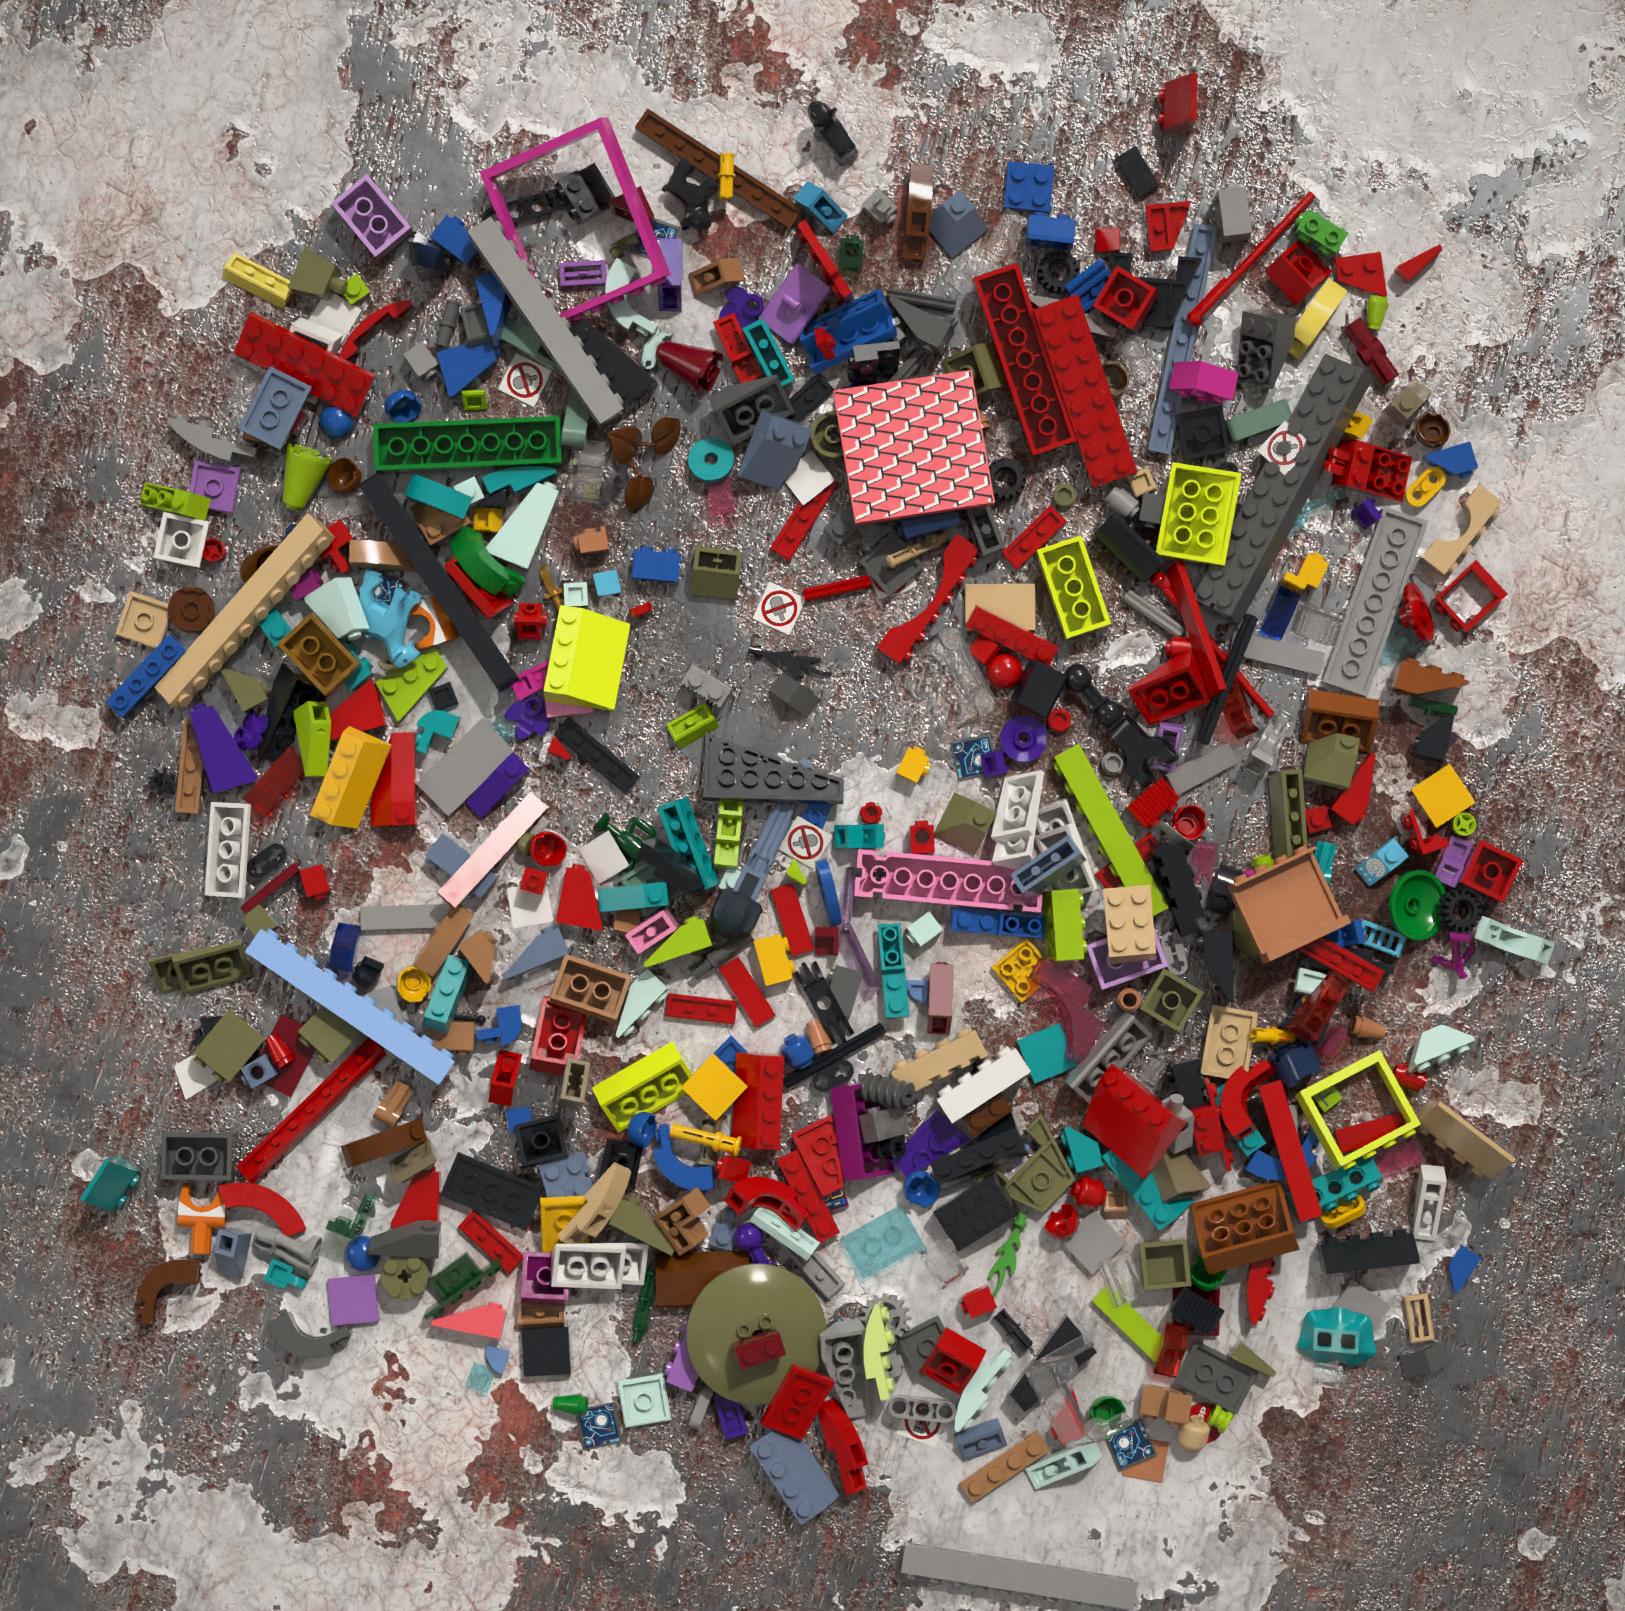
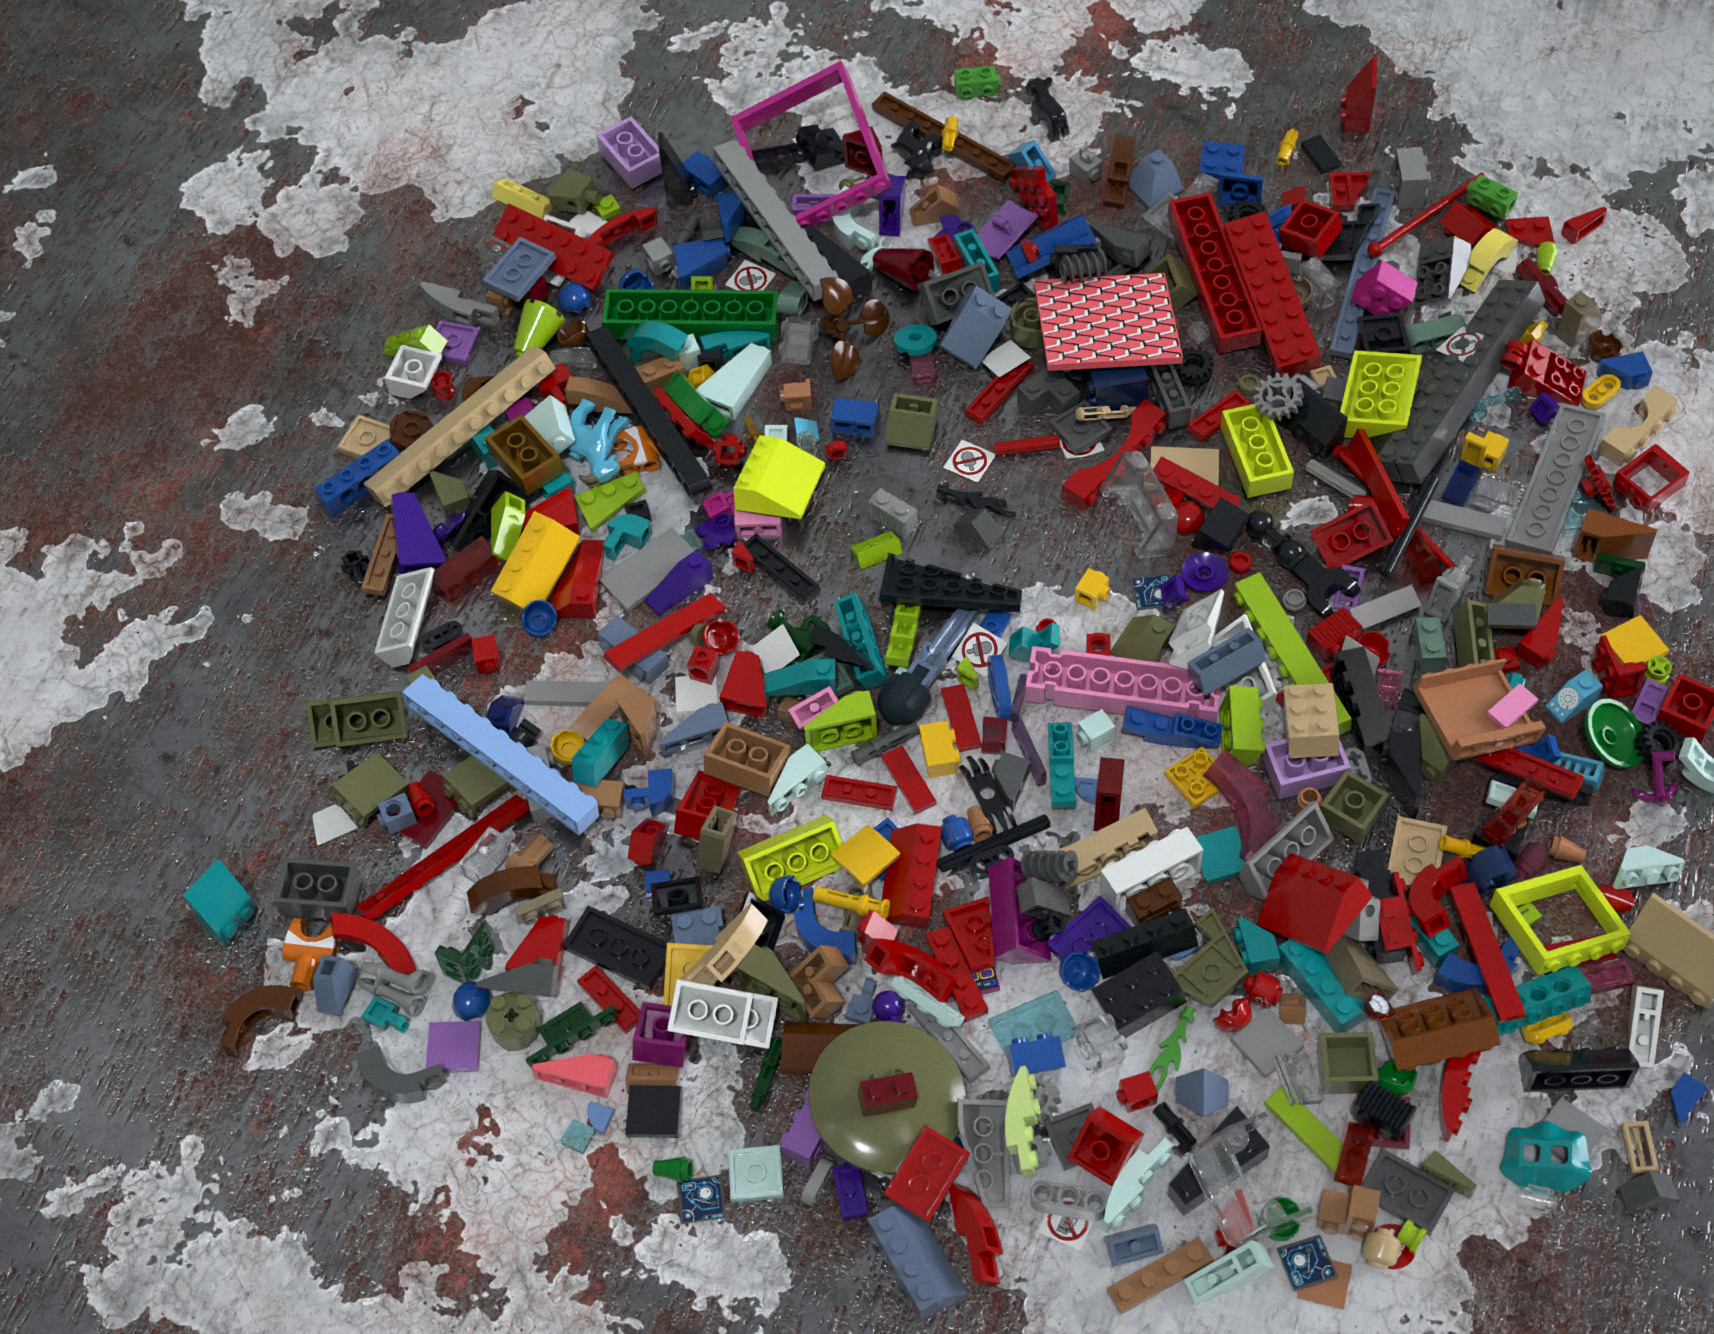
camera: 10 degrees right, 30 degrees down
(362, 837) = (539, 618): none -> blue hair
(751, 87) = (976, 82): none -> bright green brick
(884, 378) = (1083, 265): none -> dark grey piece
(885, 1277) = (1036, 1055): none -> blue brick
(1036, 1299) = (1202, 1091): none -> sand blue slope
(1100, 165) = (1287, 147): none -> yellow axle
(1103, 544) = (1278, 399): none -> light grey gear
(1192, 1209) = (1378, 1006): none -> tile
(1244, 811) = (1429, 645): none -> sand green brick
(1320, 897) = (1512, 707): none -> bright pink tile
(1323, 787) = (1511, 615): none -> dark grey tile

